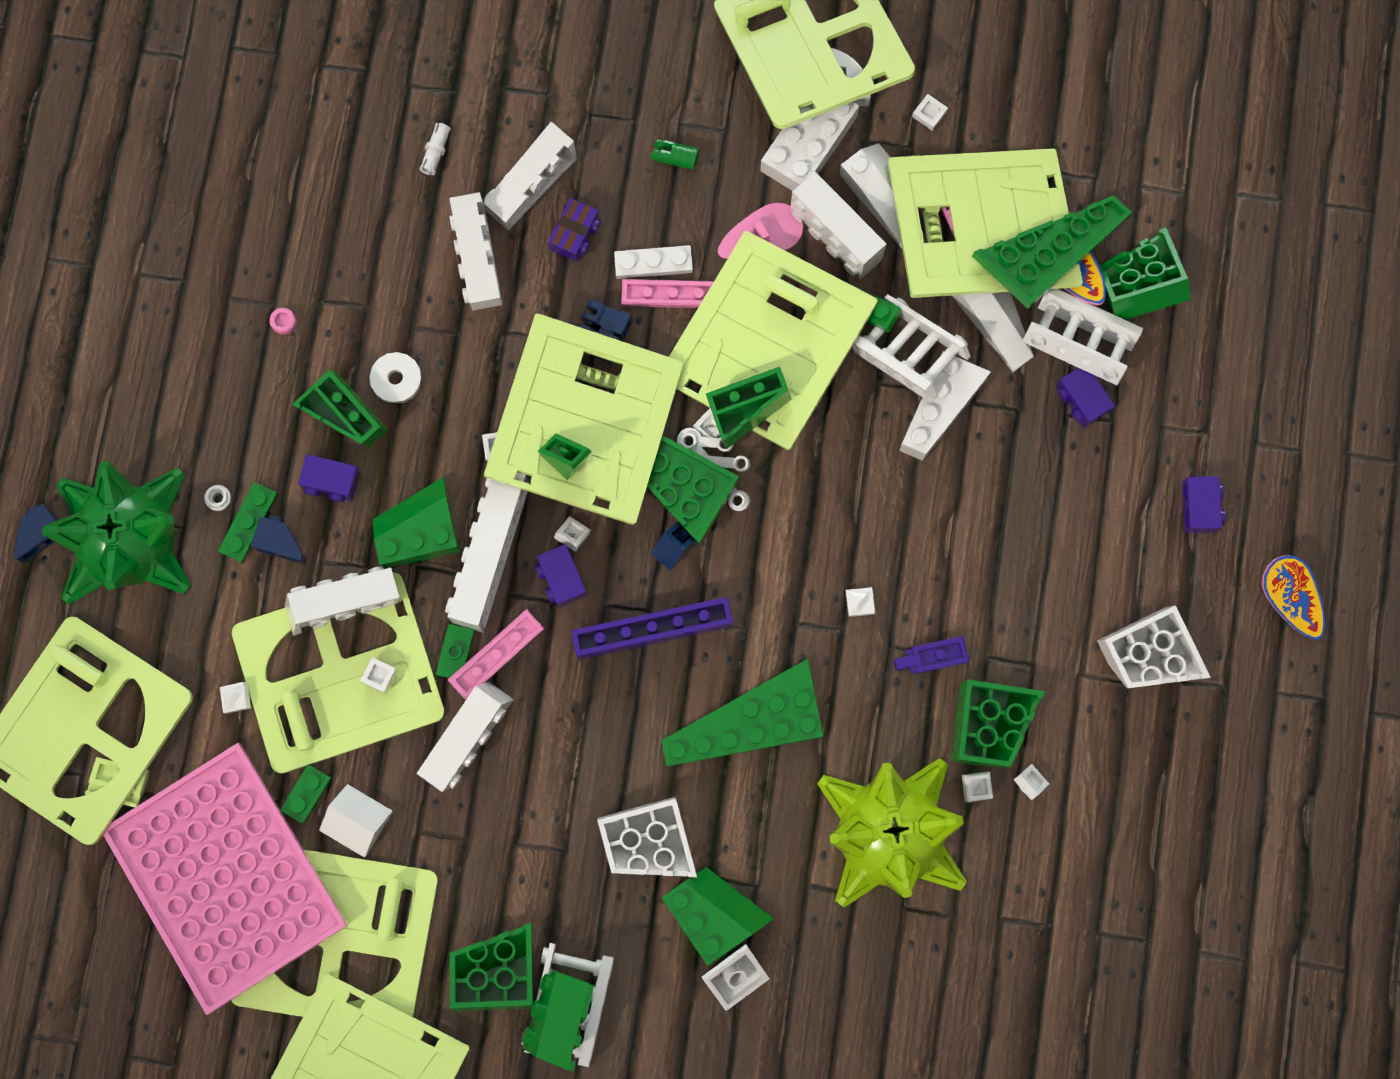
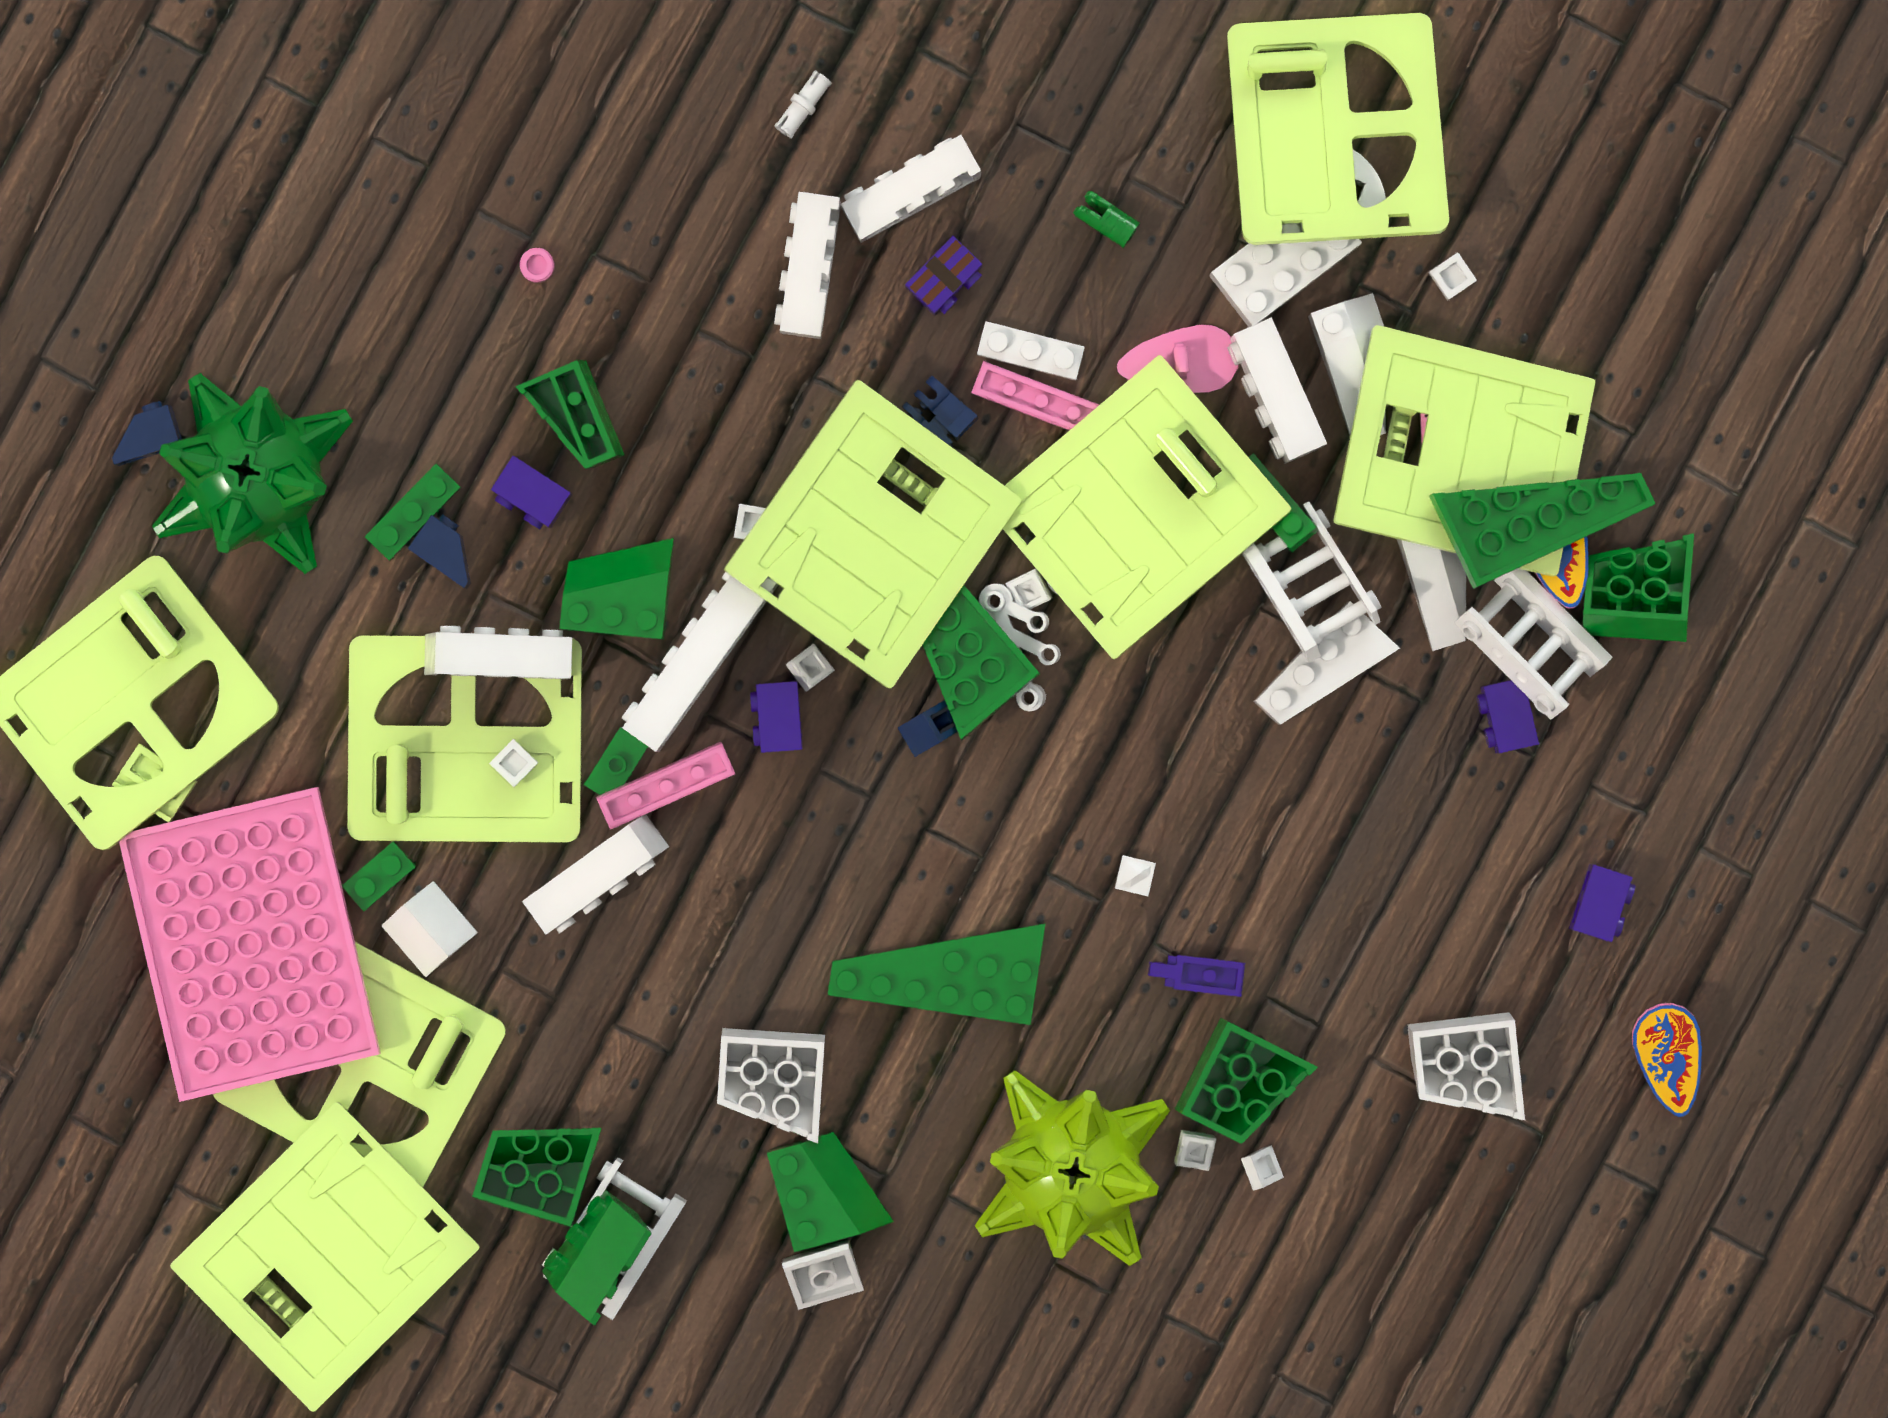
camera: 20 degrees right, 10 degrees up
(212, 492) = (377, 459): white plate -> none
(235, 697) = (329, 728): white tile -> none
(388, 365) = (635, 385): white tile -> none
(564, 455) = (831, 577): green slope -> none
(652, 628) = (867, 822): dark purple brick -> none
(747, 403) = (1080, 587): green wedge -> none

